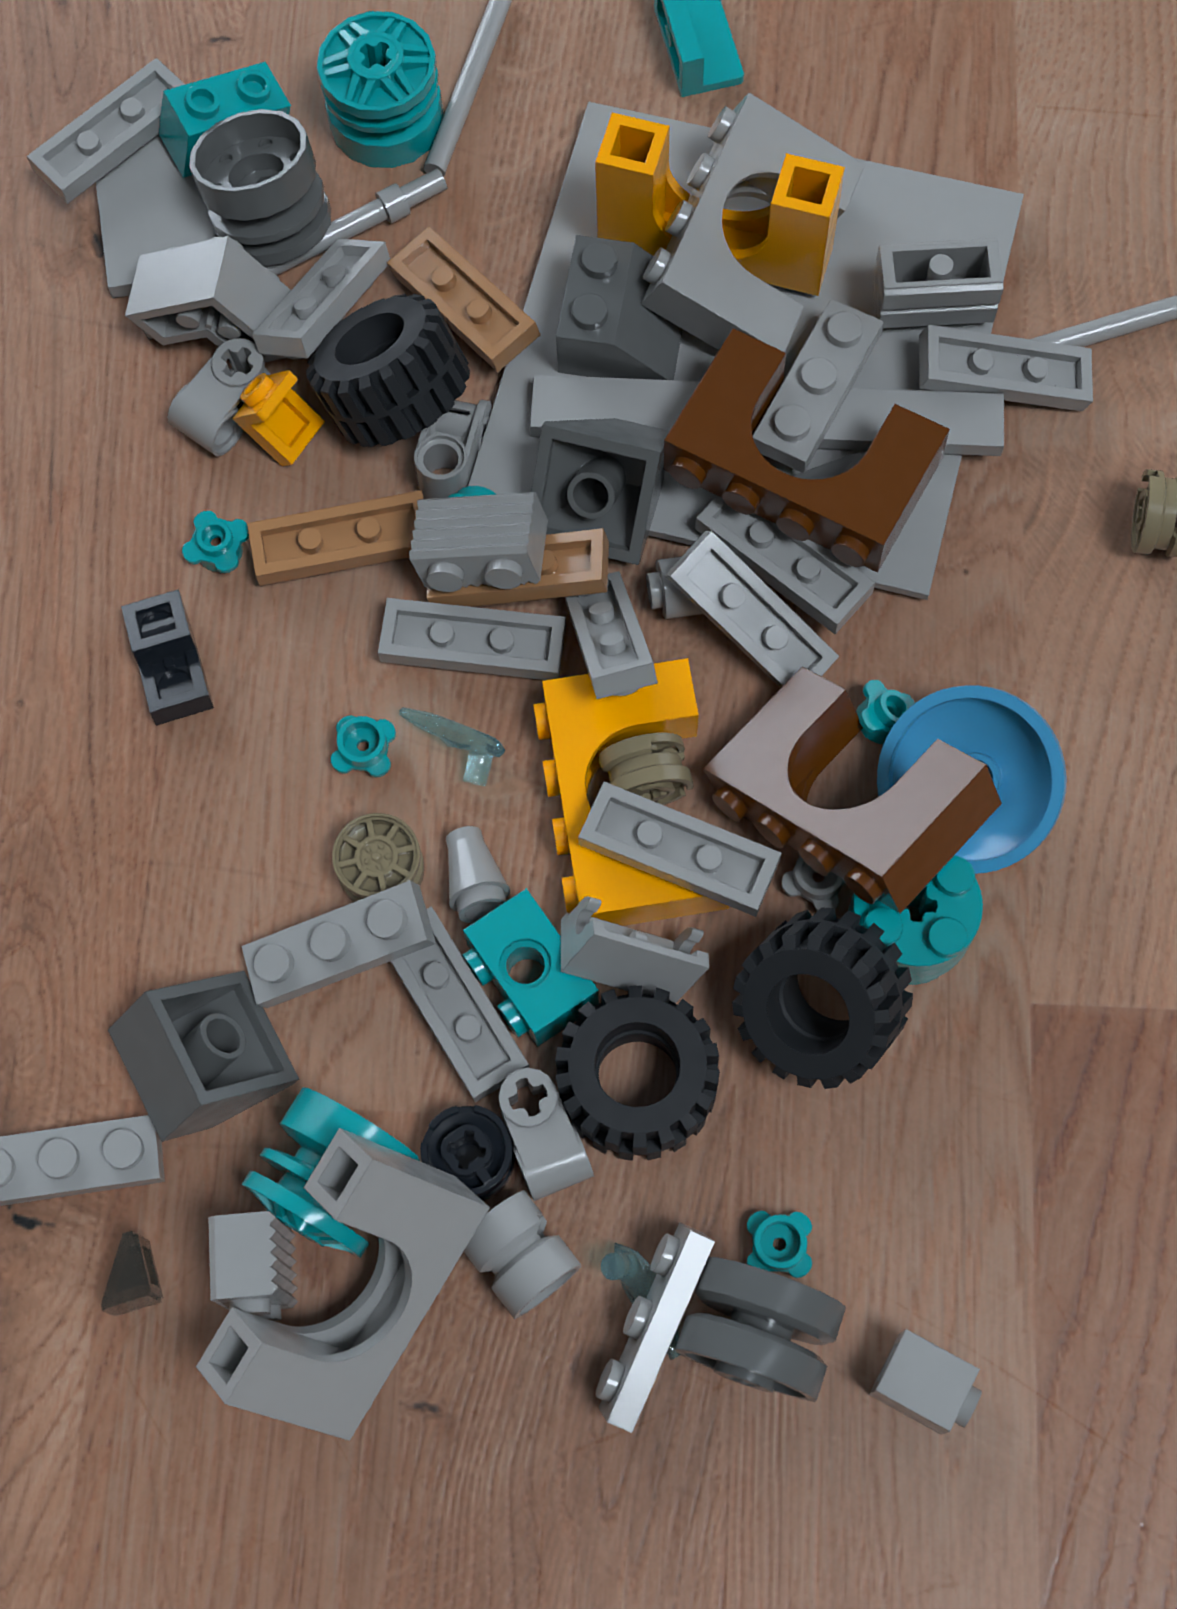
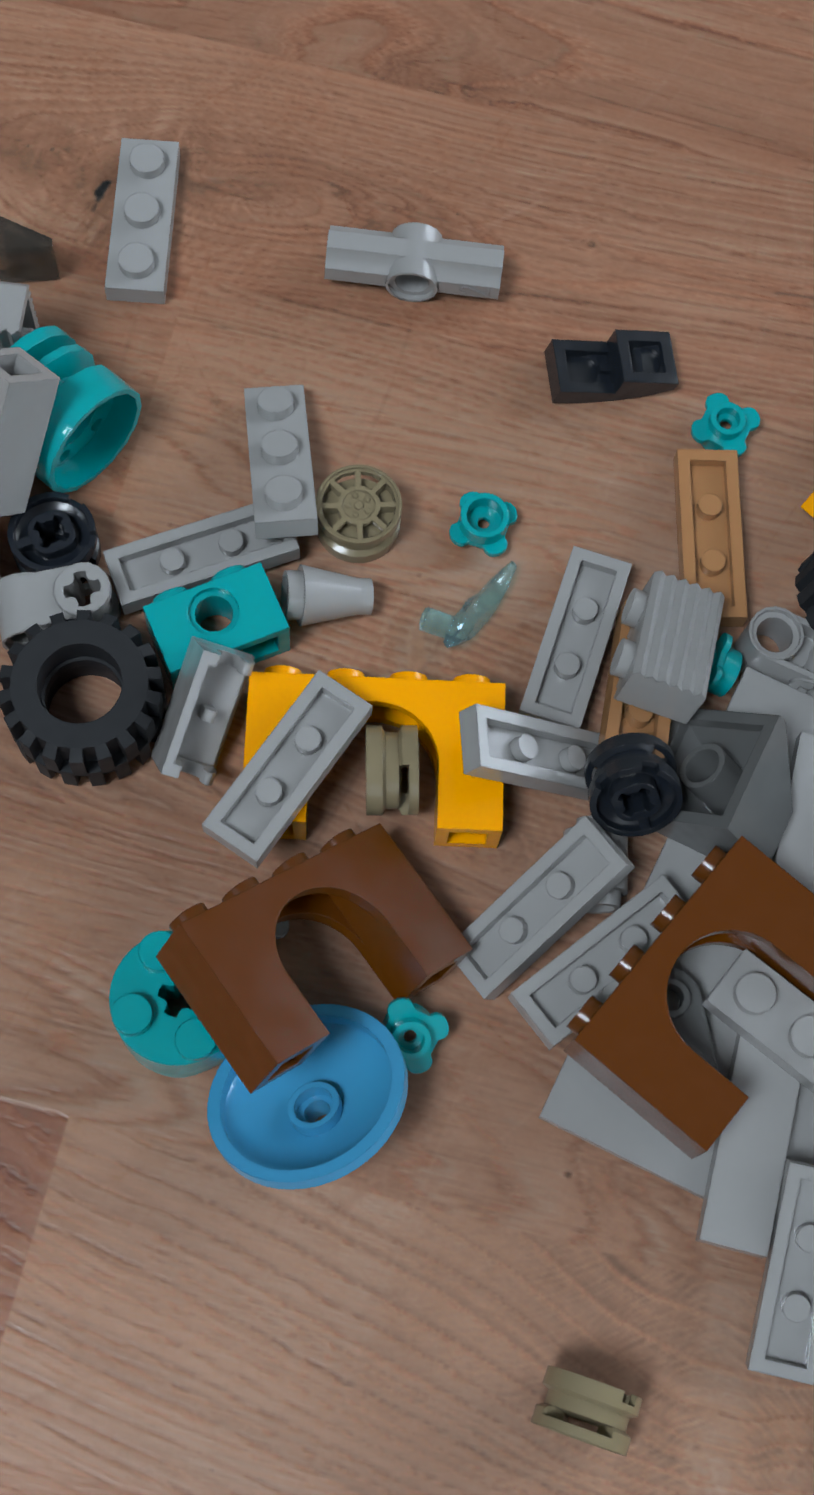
camera: 90 degrees right, 0 degrees up
(79, 864) = (414, 262): none -> light grey piece
(201, 1053) = (207, 336): dark grey slope -> none
(626, 546) = (633, 787): none -> black wheel
(796, 1034) = (102, 876): black tyre -> none

